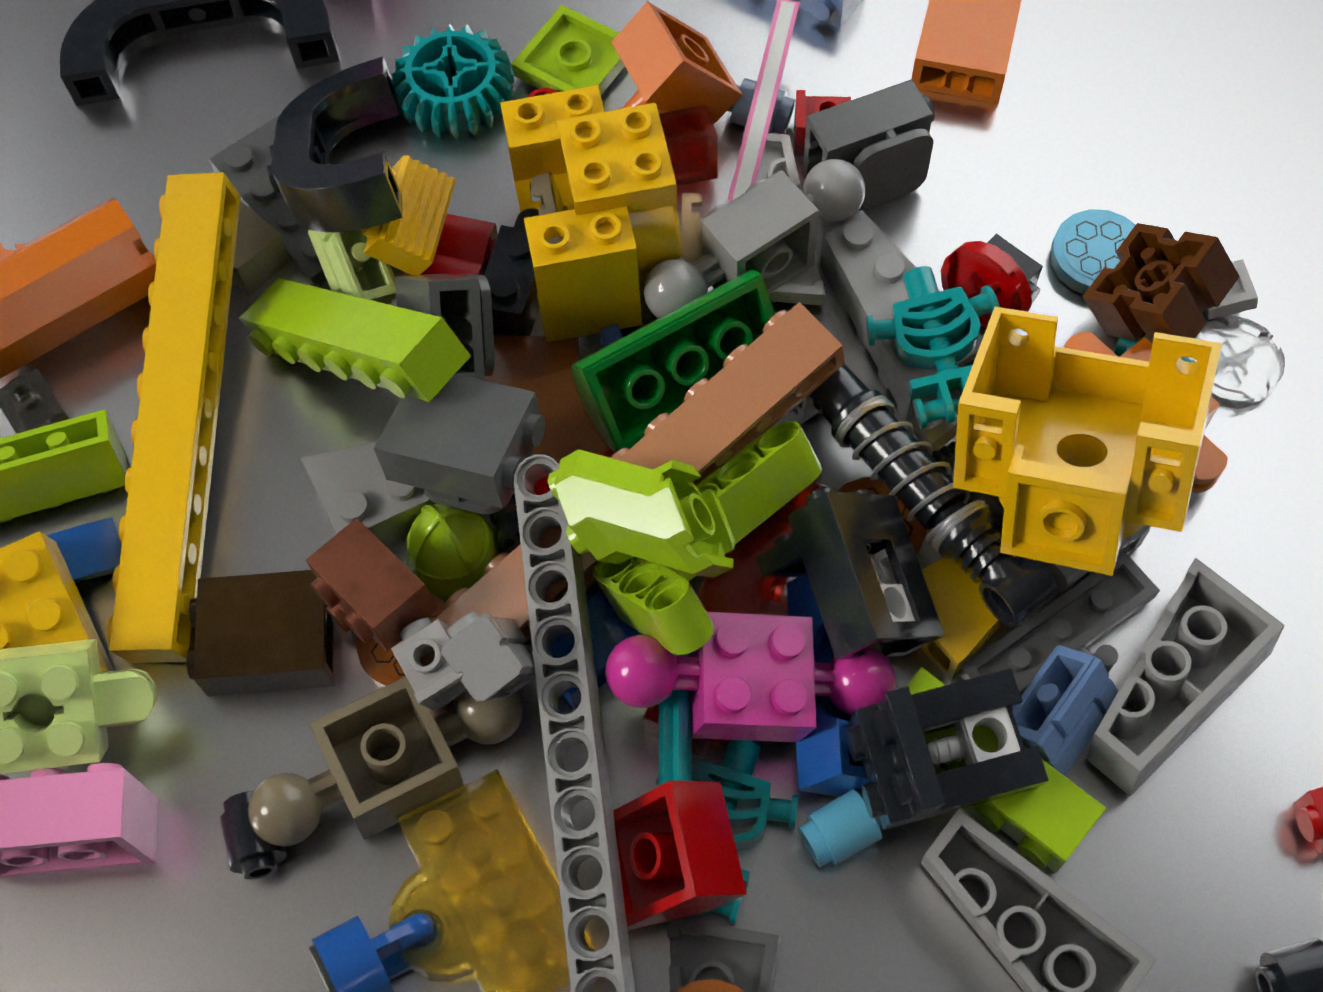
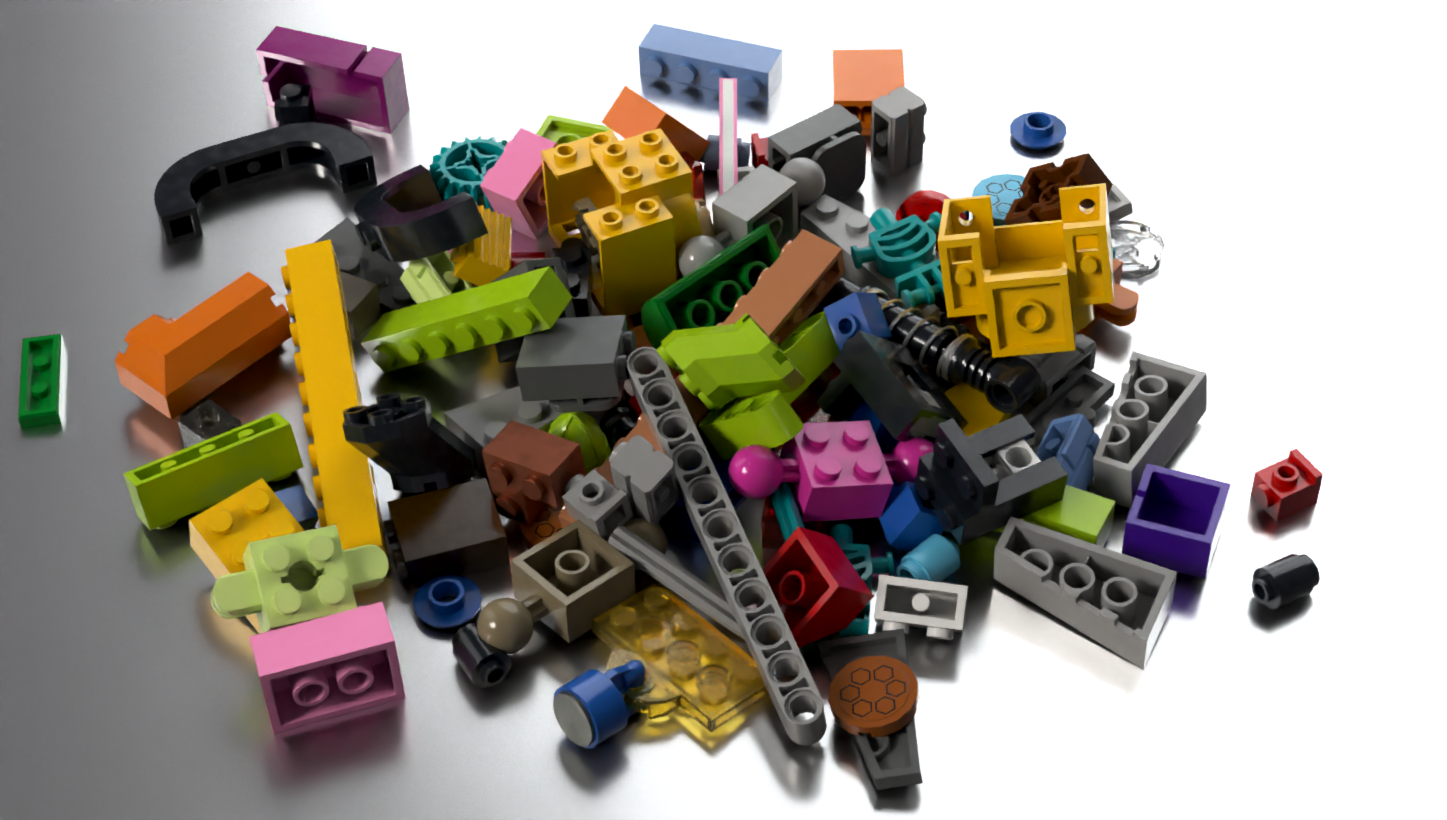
camera: 15 degrees left, 20 degrees down
(236, 507) = (409, 443): none -> black brick
(257, 747) = (451, 613): none -> blue piece
(475, 116) = (517, 183): none -> bright pink brick
(505, 778) = (674, 577): none -> light grey axle
(811, 904) = (920, 605): none -> white brick
(839, 452) = (856, 313): none -> blue brick
(983, 121) = (897, 130): none -> light grey brick
(1165, 158) = (1038, 130): none -> blue piece
(1182, 848) = (1176, 520): none -> dark purple piece

